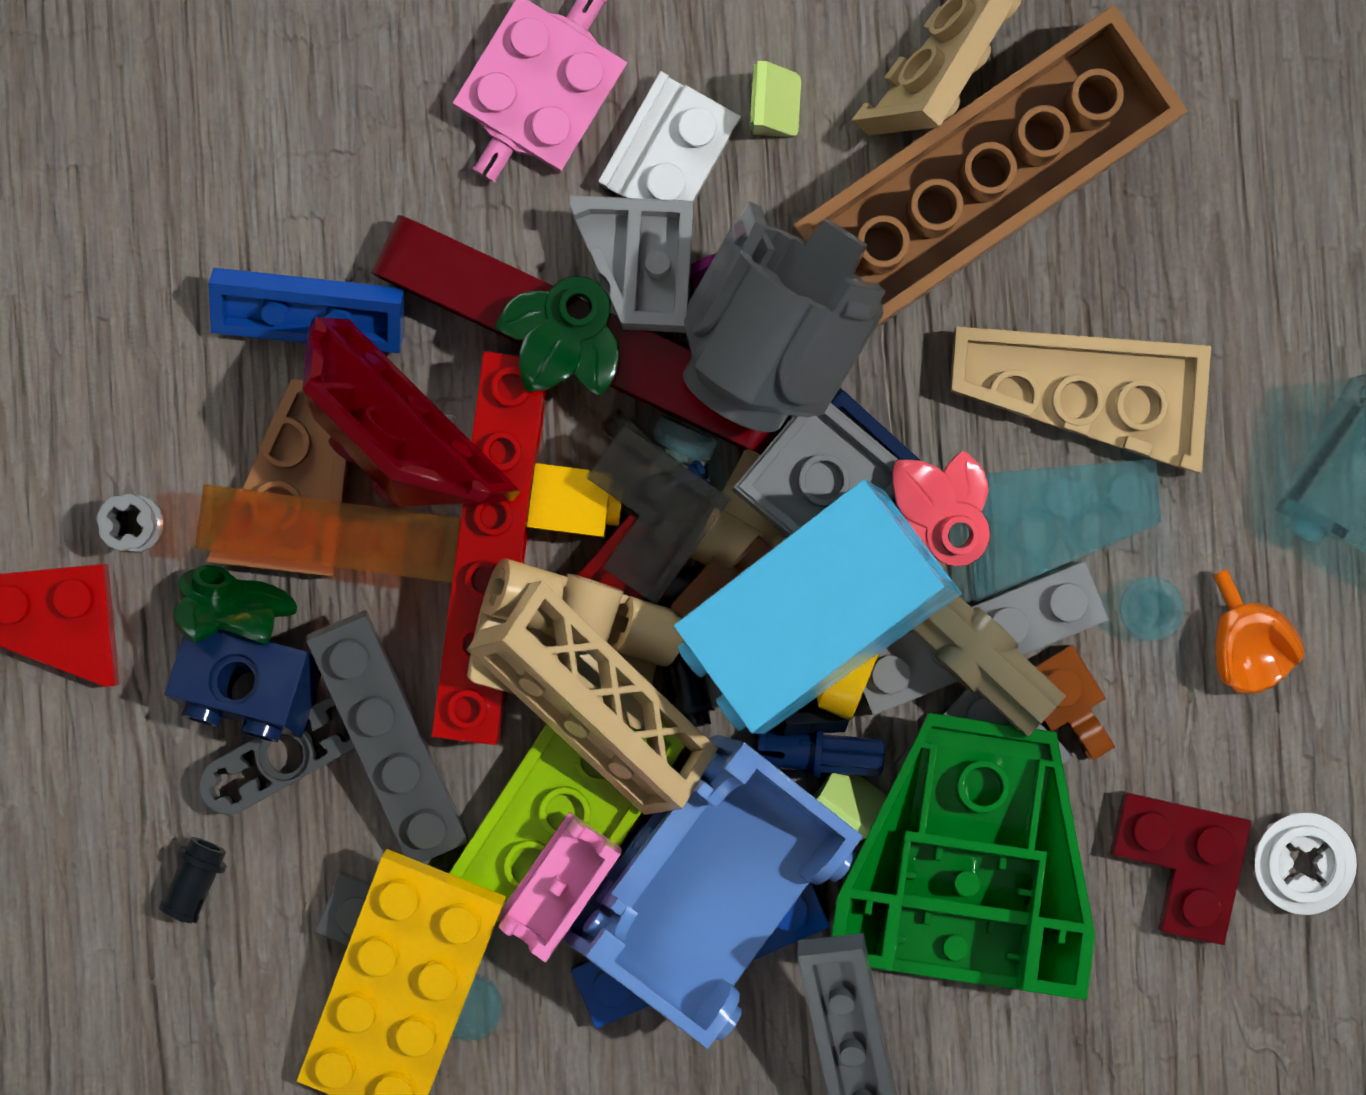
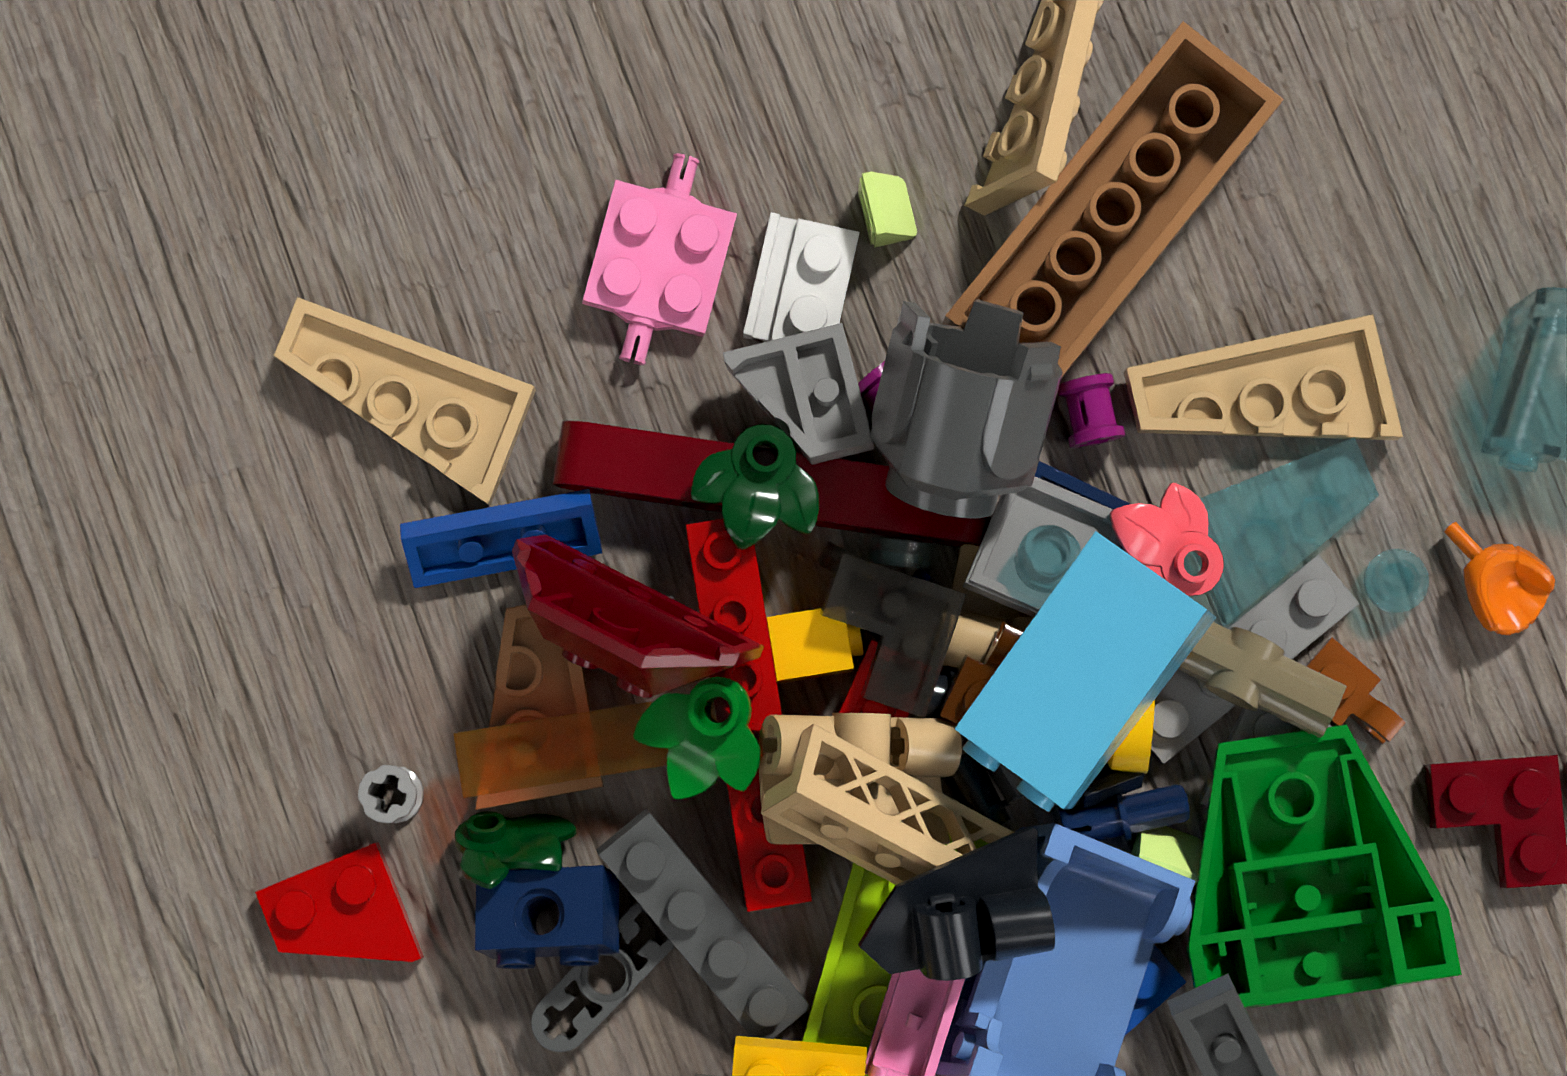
camera: 20 degrees left, 5 degrees down
(275, 155) = (421, 397): none -> tan wing
(431, 565) = (699, 745): none -> green plate
(632, 801) = (965, 913): none -> black panel
(816, 485) = (1045, 557): none -> clear light blue tile
(909, 357) = (1091, 410): none -> magenta bush

